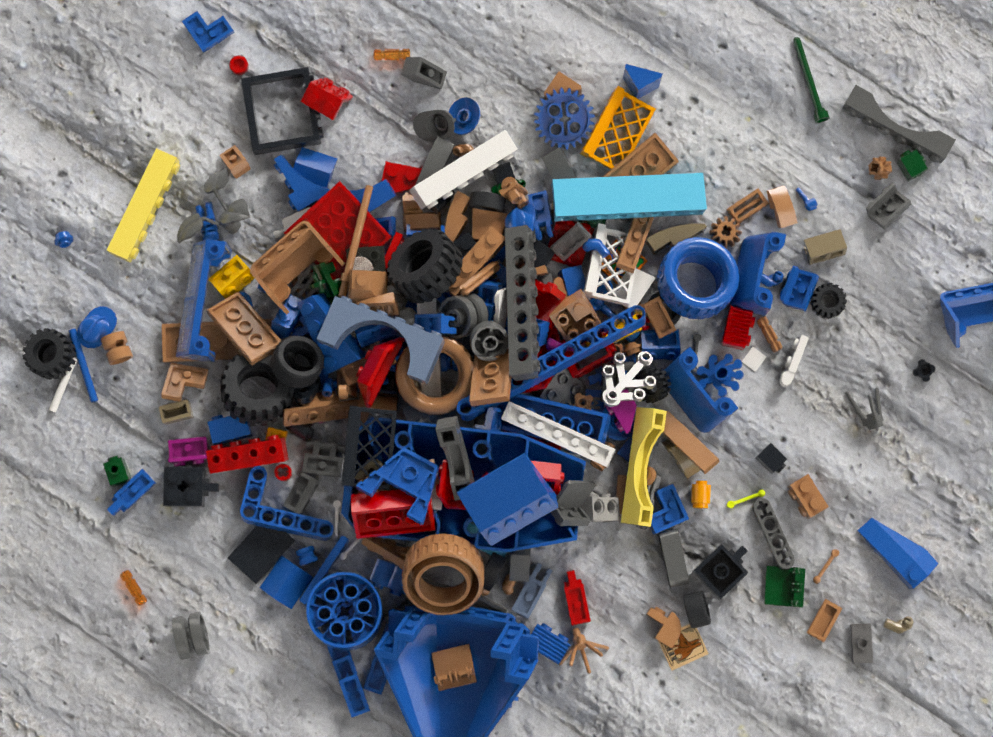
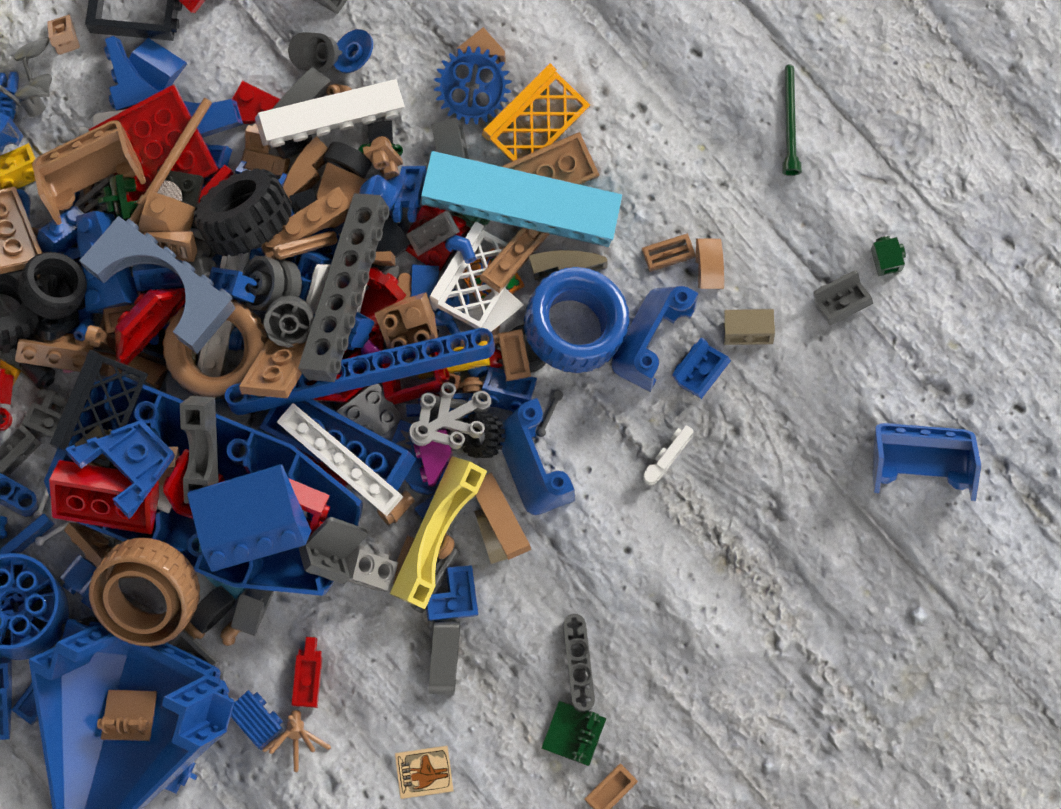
camera: 20 degrees right, 5 degrees down
(492, 419) = (266, 420): blue bracket -> none
(531, 593) = (254, 650): sand blue hinge -> none
(581, 398) = (397, 432): medium nougat plate -> none
(641, 80) = (582, 65): blue slope -> none
(670, 628) = (412, 745): medium nougat brick -> none
(697, 609) = (452, 729): black tyre -> none
(700, 494) = (502, 588): light orange brick -> none
(721, 374) = (572, 446): blue animal -> none
(721, 558) = (503, 675): black hinge -> none
(733, 232) = (640, 277): medium nougat gear -> none
(737, 328) = (609, 396): red brick -> none
(754, 359) = (620, 441): white sticker -> none
(761, 493) = (537, 612): neon yellow hinge -> none
(769, 334) = (648, 415): medium nougat axle -> none
(771, 459) = (604, 569): black brick -> none
(773, 279) = (669, 350): blue arm -> none
(807, 496) = (636, 629): medium nougat bracket -> none
(810, 204) = (746, 270): blue hand -> none
(823, 311) = (744, 383): black tyre -> none
(834, 553) = (650, 710): medium nougat hinge -> none
(863, 105) = (918, 235): dark grey arch -> none
(873, 419) = (748, 556): dark grey plant -> none
(880, 168) = (846, 248): medium nougat gear -> none
(902, 555) = (733, 734): blue wedge -> none
(922, 364) = (829, 520): black plate -> none

